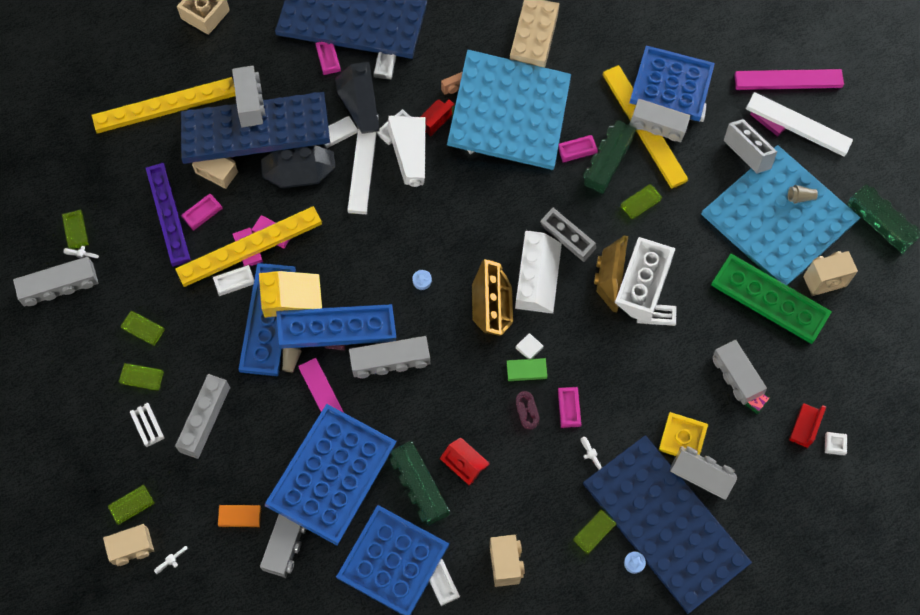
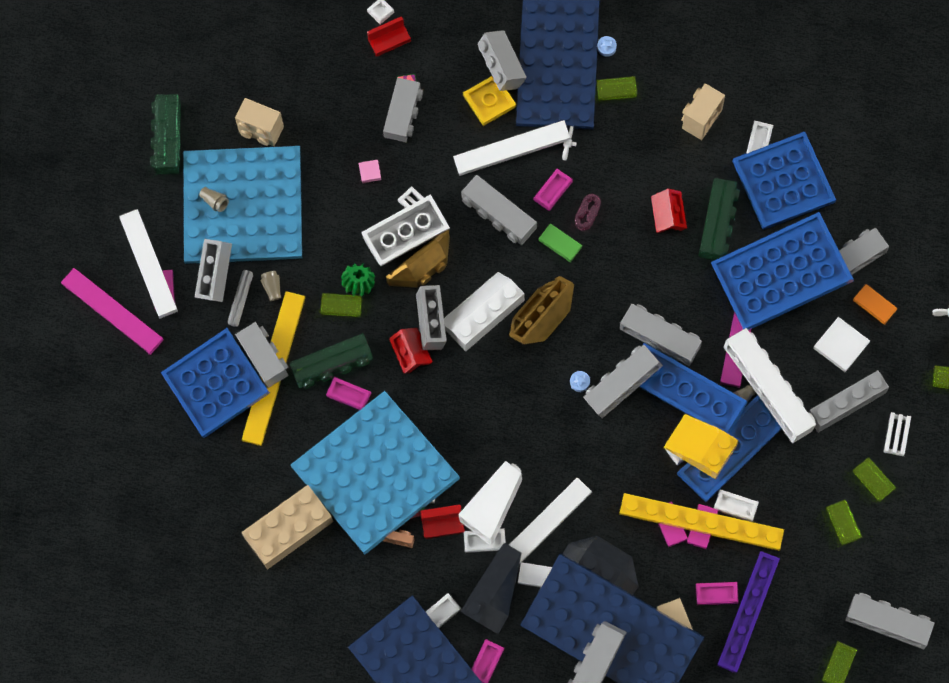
camera: 135 degrees left, 5 degrees up
(80, 253) = (849, 635): white piece -> none
(243, 461) = (841, 344): none -> white tile
(272, 376) = (770, 385): none -> white brick
(387, 296) = (622, 381): none -> light grey brick
(529, 346) = (542, 258): white tile -> none
(564, 205) = (409, 350): none -> red panel
(594, 354) = (499, 210): none -> light grey brick
(629, 412) = (511, 148): none -> white tile
(643, 215) = (358, 279): none -> green gear
(702, 175) = (271, 284): none -> dark tan cone
(714, 152) = (240, 298): none -> light grey axle
(716, 310) = (369, 171): none -> bright pink tile
(771, 298) = (319, 146): green plate -> none

